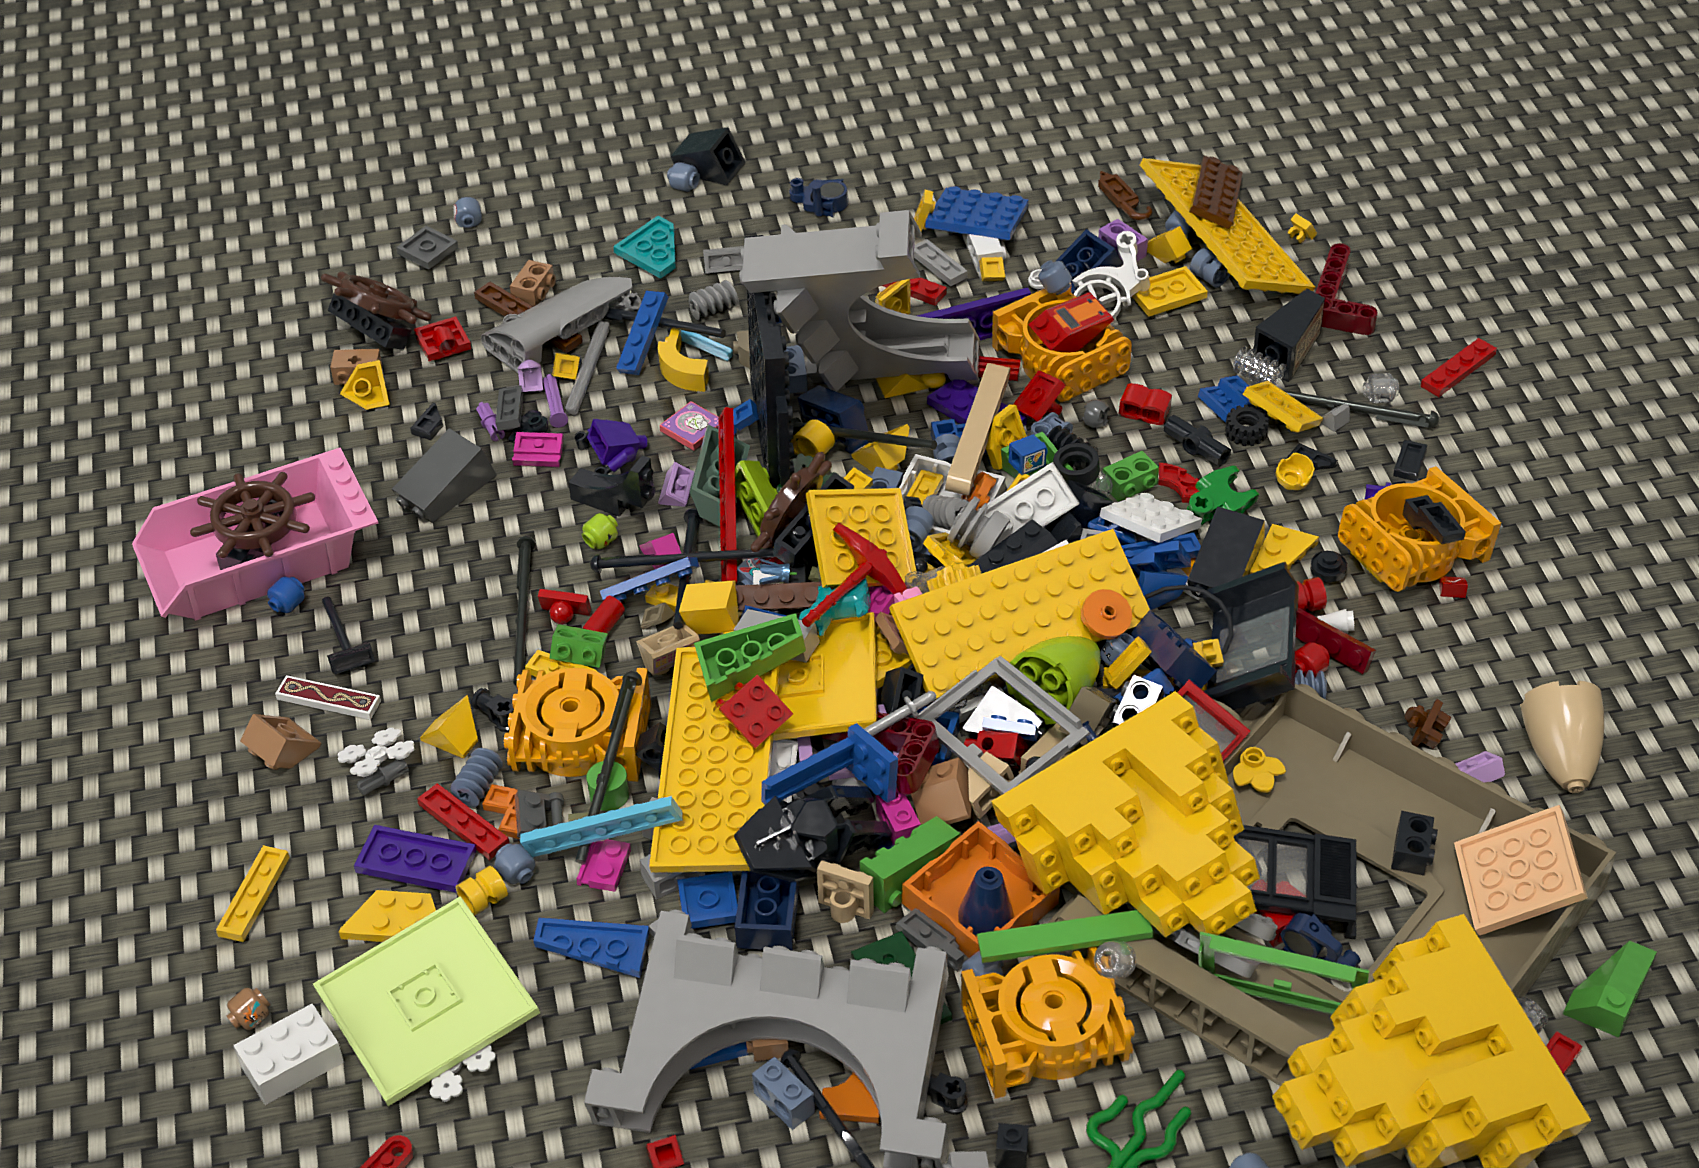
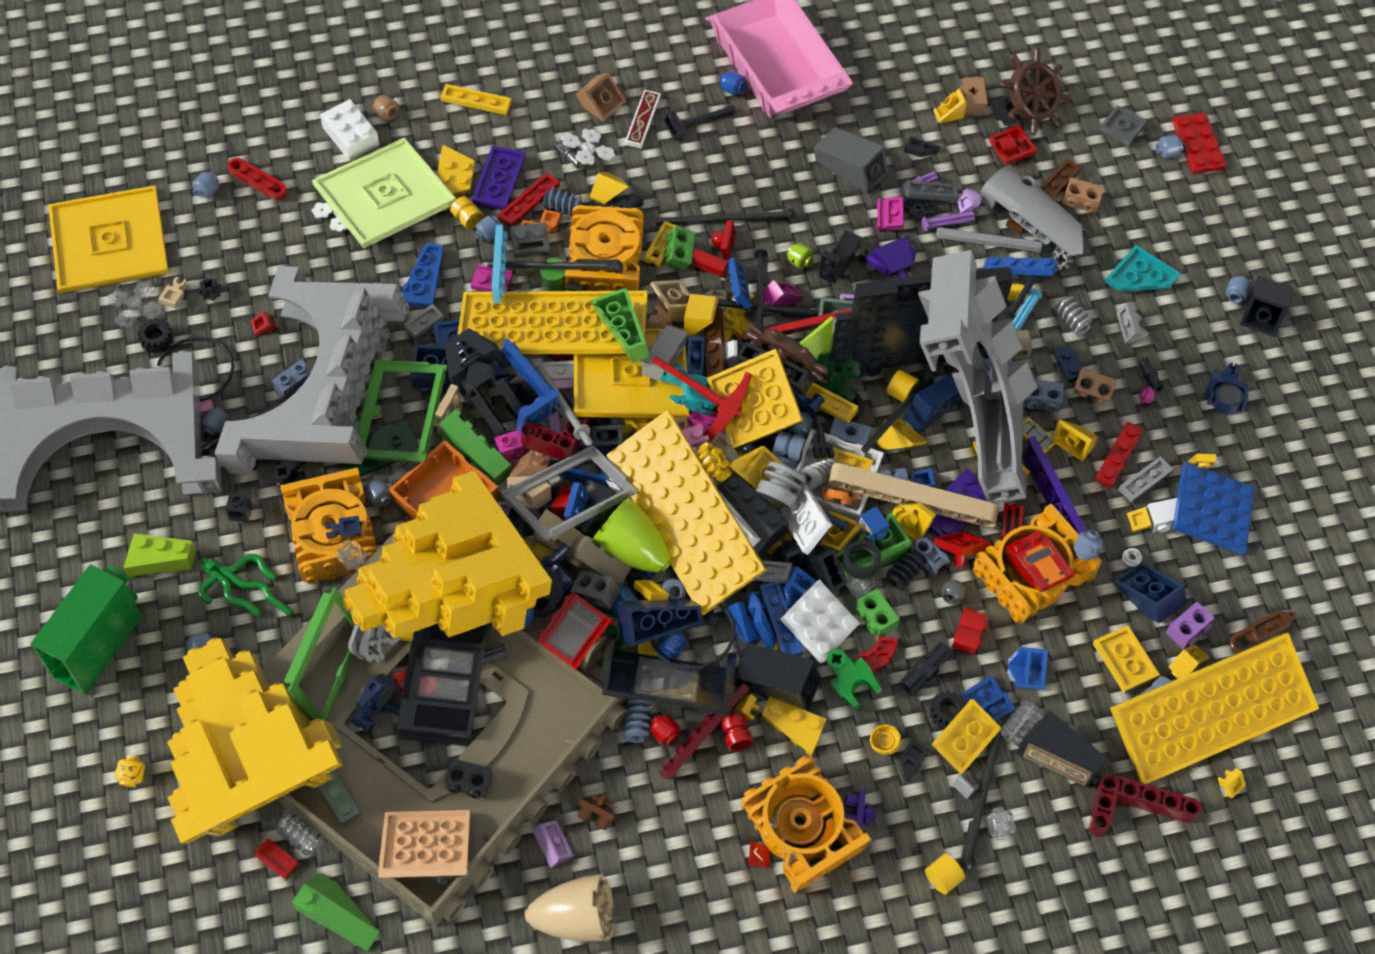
camera: 85 degrees right, 15 degrees up
(258, 521) = (778, 49): reddish brown brick -> none
(443, 194) = (1199, 143): none -> red plate
(565, 366) = (983, 222): yellow tile -> none
(754, 710) = (575, 333): red plate -> none
(780, 570) = (728, 352): flat silver piece -> none
(851, 893) = (372, 410): none -> bright green door
(986, 902) = (425, 487): dark blue cone -> none
(1063, 936) = (377, 515): bright green tile -> none
(1070, 970) = (348, 528): none -> dark blue plate
(1098, 621) = (696, 575): orange plate -> none
(1127, 276) = (1126, 619): white piece -> none
(1187, 361) = (1028, 667): none -> blue slope
(1210, 651) = (661, 648): yellow tile -> none
(1216, 191) = (1263, 702): reddish brown plate -> none
(1257, 770) = (545, 679): yellow plate -> none
(1328, 566) = (775, 757): black plate -> none
(1340, 619) = (712, 759): white cone -> none
(1410, 460) = (915, 842): black tile -> none
(1433, 517) = (797, 825): black slope -> none
(1449, 430) = (945, 874): none -> yellow piece
(1458, 367) = (1045, 902): red plate -> none

